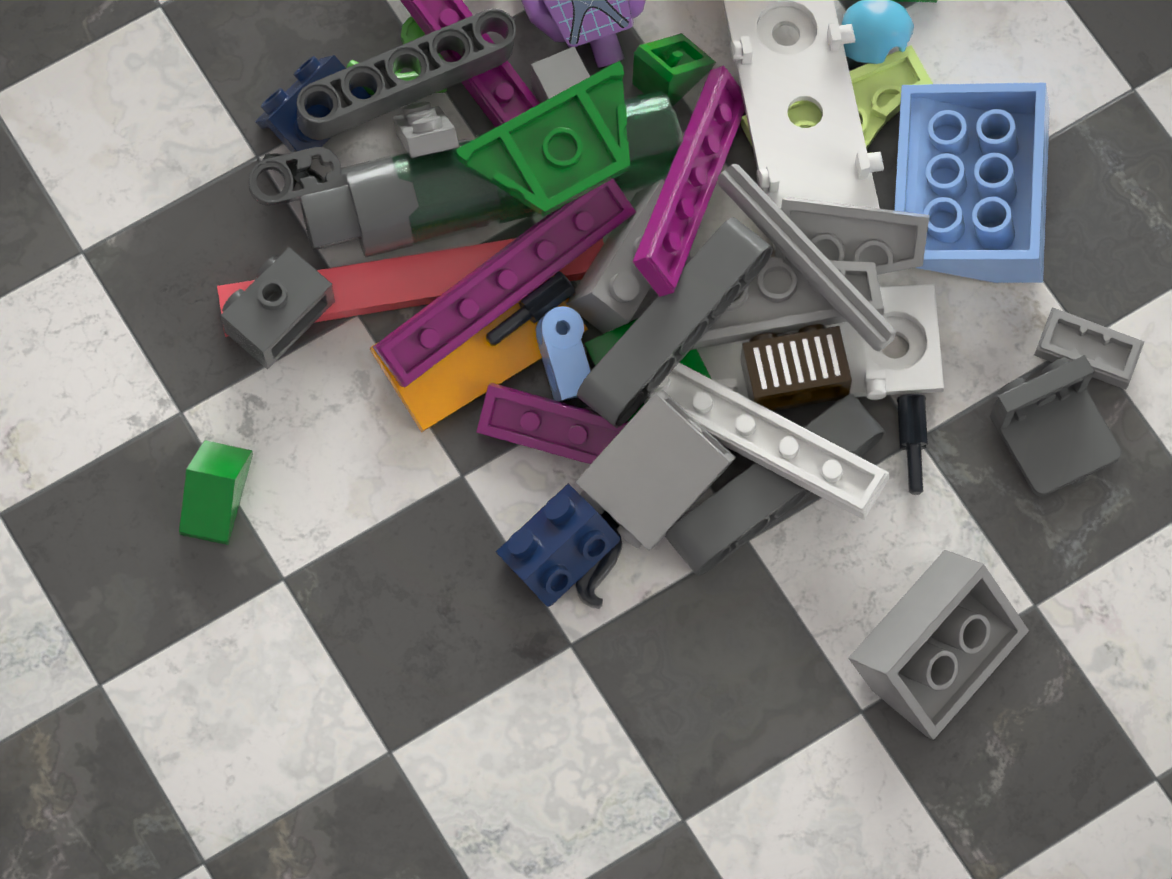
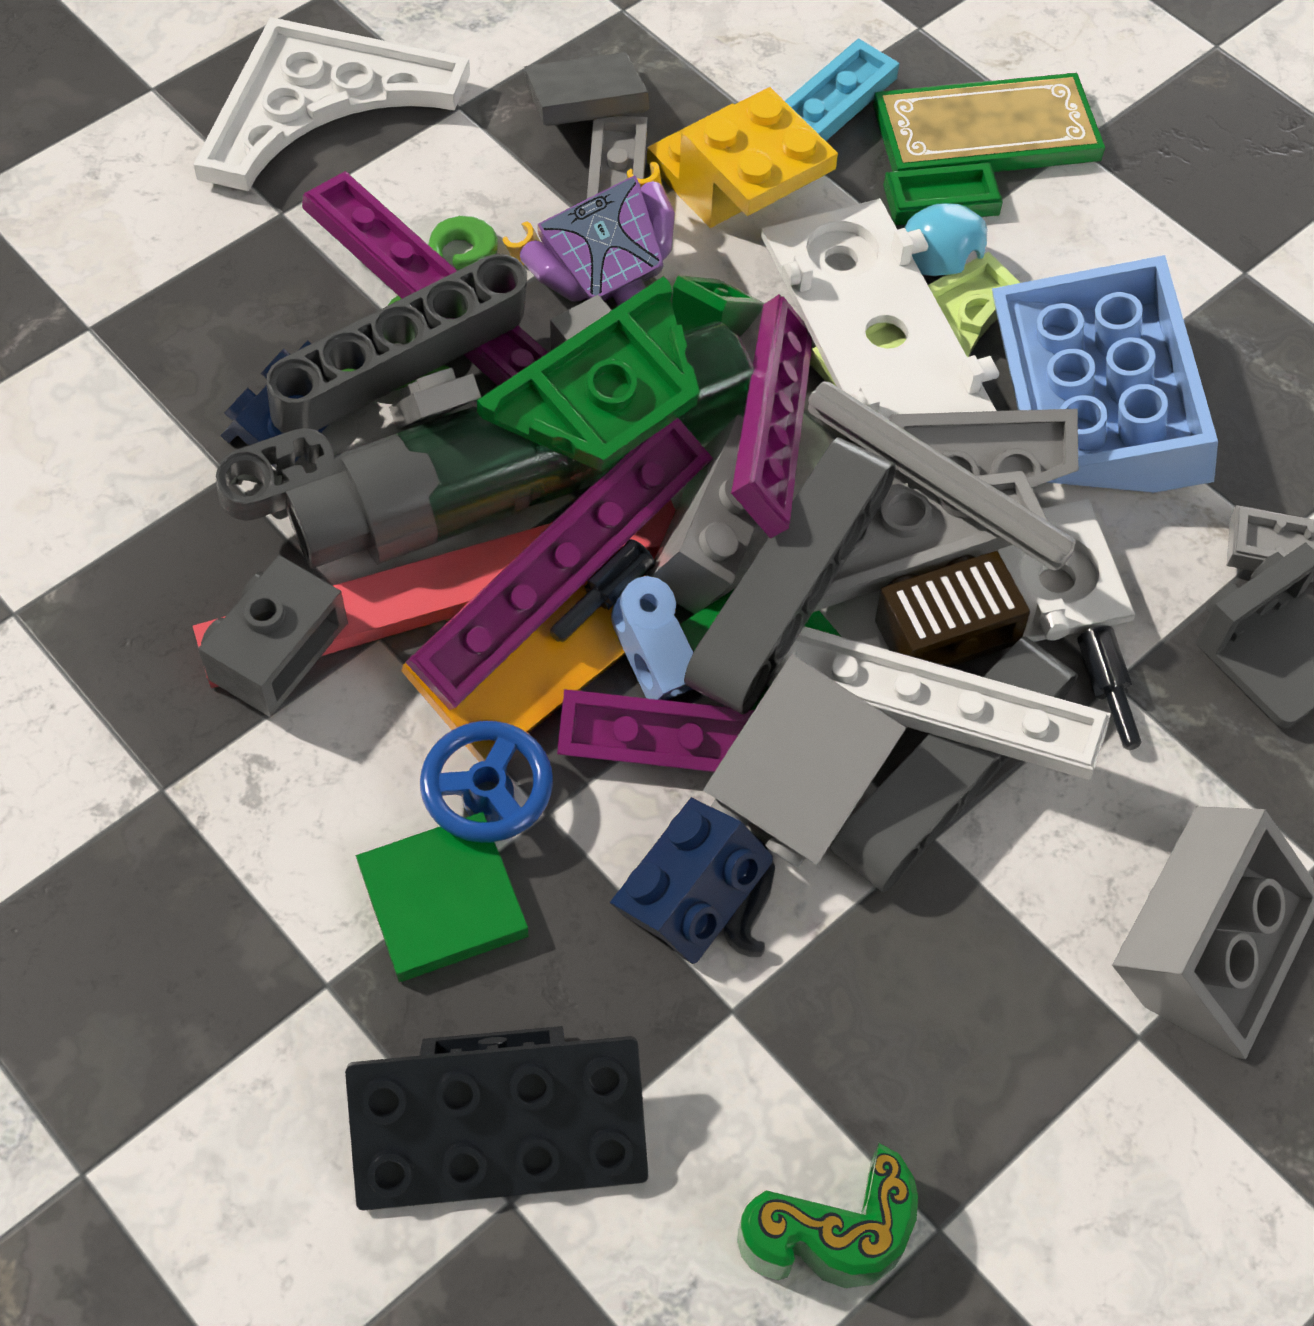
camera: 10 degrees left, 10 degrees down
(214, 491) = (216, 884): green slope -> none
(374, 527) = (440, 900): none -> green tile
(388, 693) = (496, 1118): none -> black bracket
(416, 464) = (500, 809): none -> blue piece
(606, 816) = (832, 1241): none -> green animal

